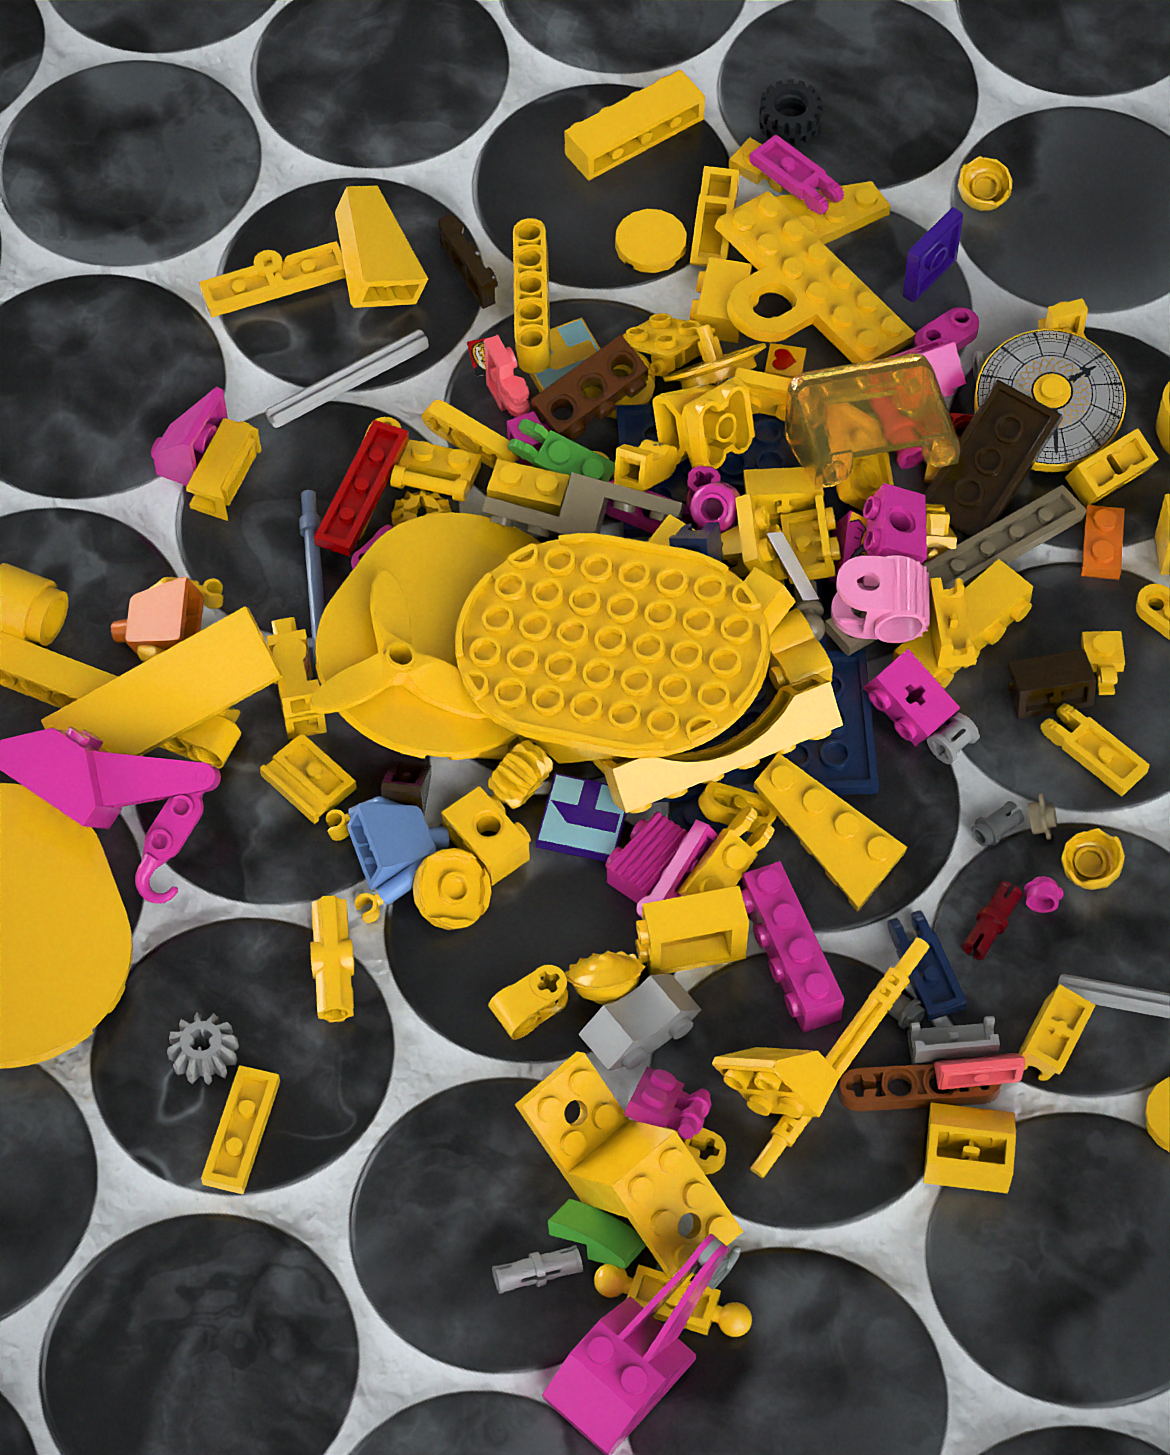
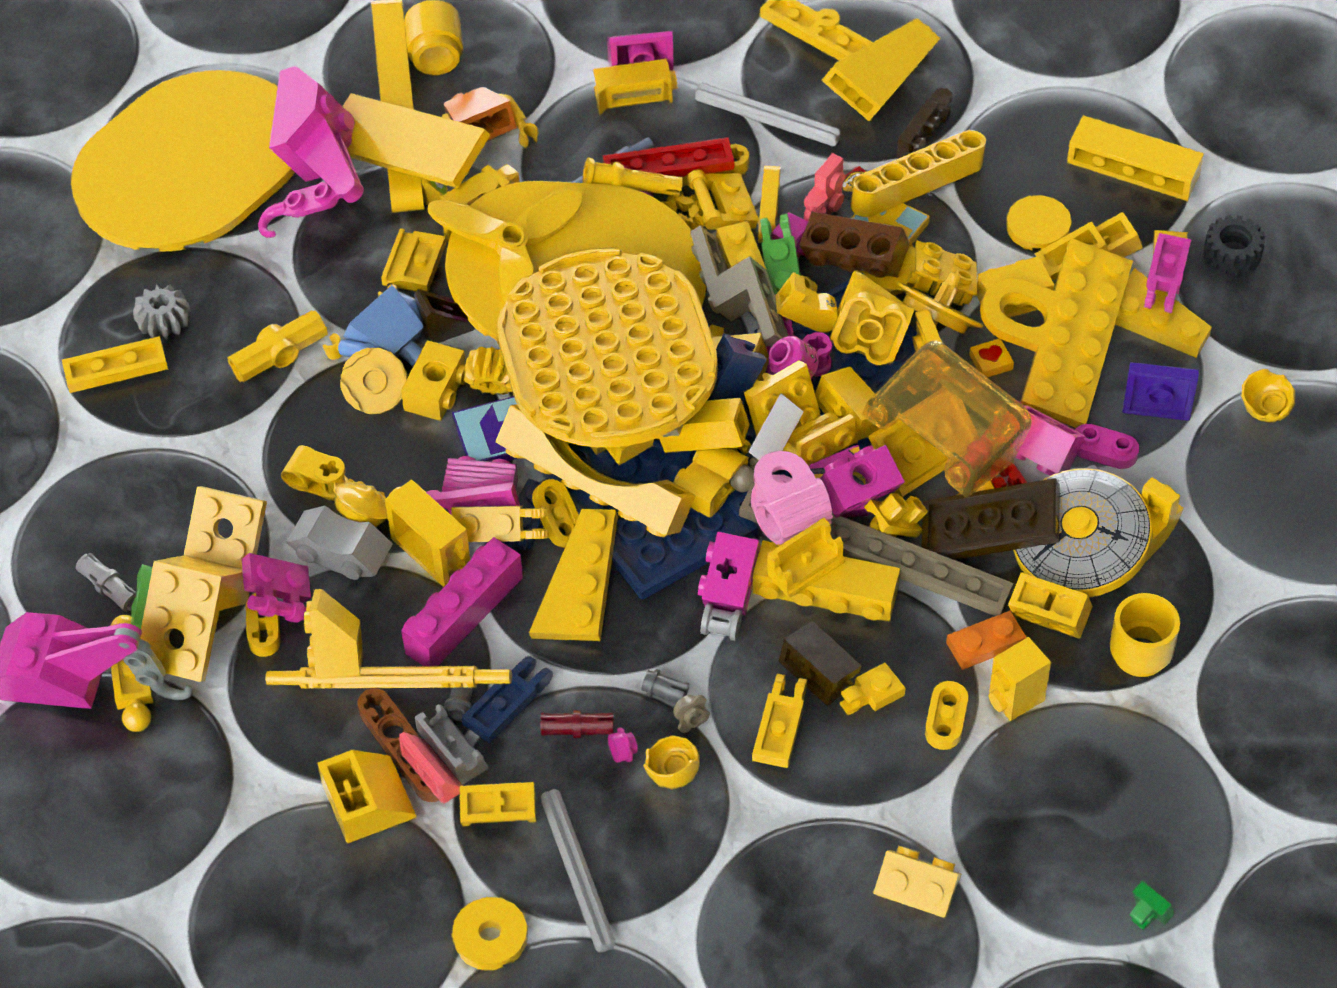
camera: 60 degrees right, 5 degrees down
(361, 534) = (639, 180): none -> yellow pin

